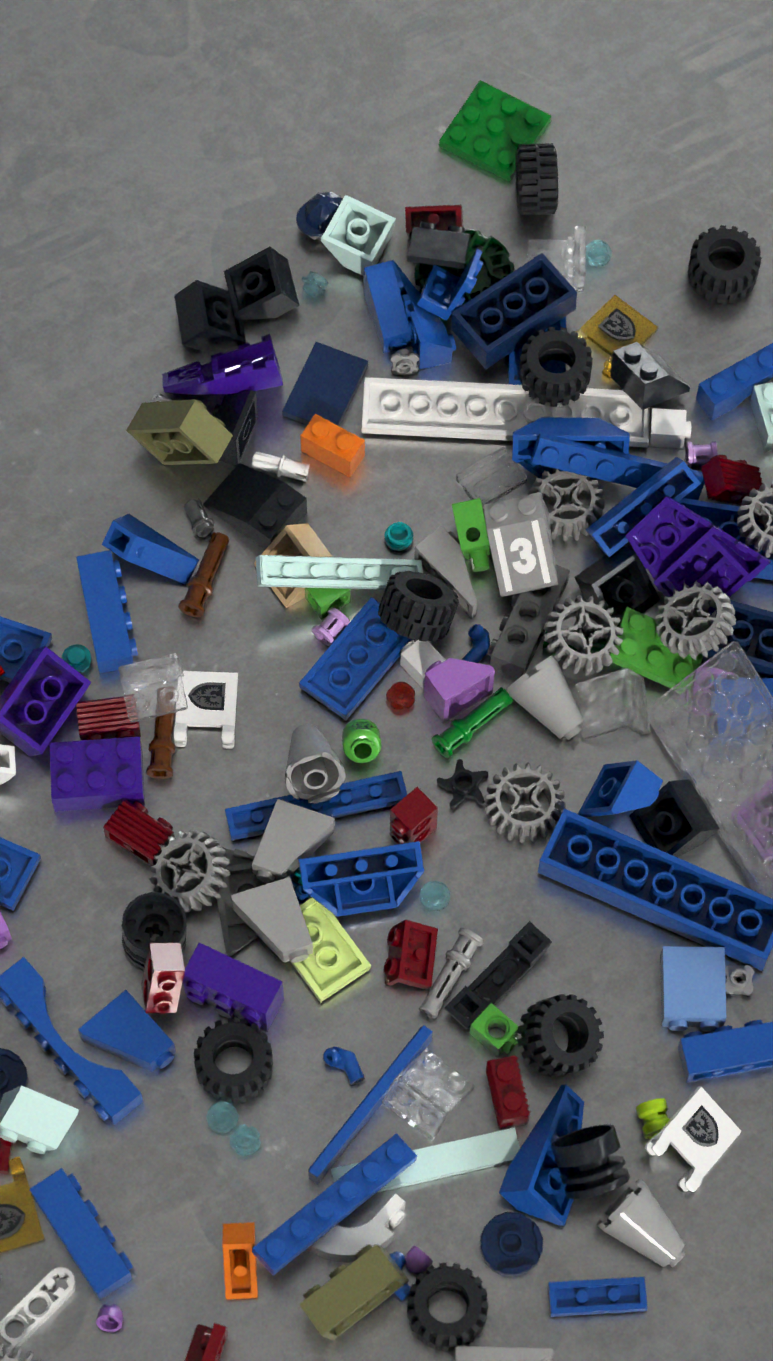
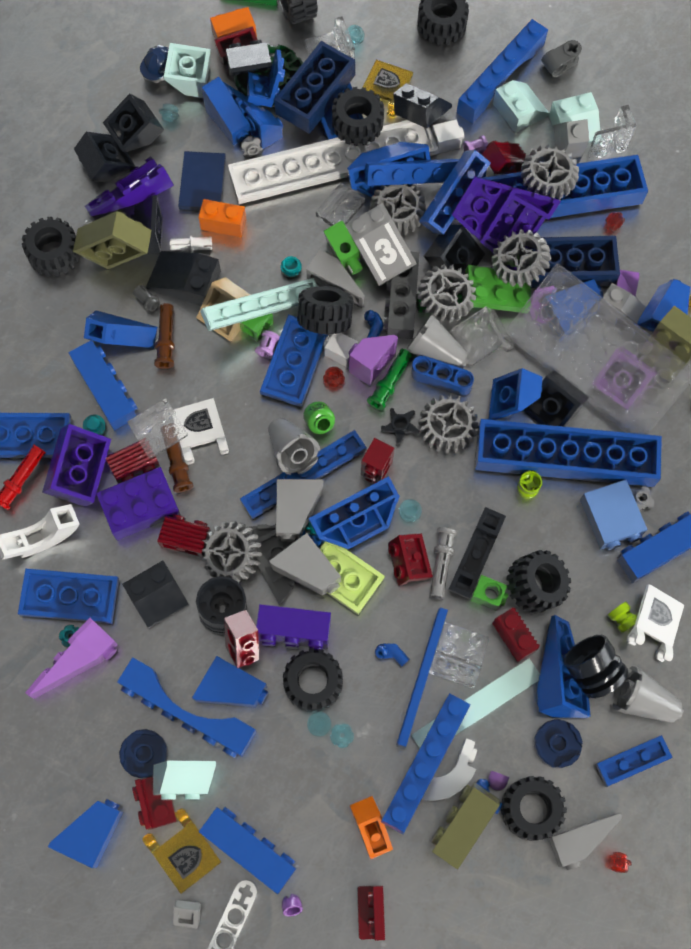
camera: 20 degrees left, 5 degrees up
(78, 892) = (155, 594): none -> black slope
(94, 395) = (46, 232): none -> black tyre
(440, 190) = (232, 22): none -> orange brick
(546, 751) = (447, 384): none -> blue beam
(601, 907) = (530, 480): none -> lime wheel

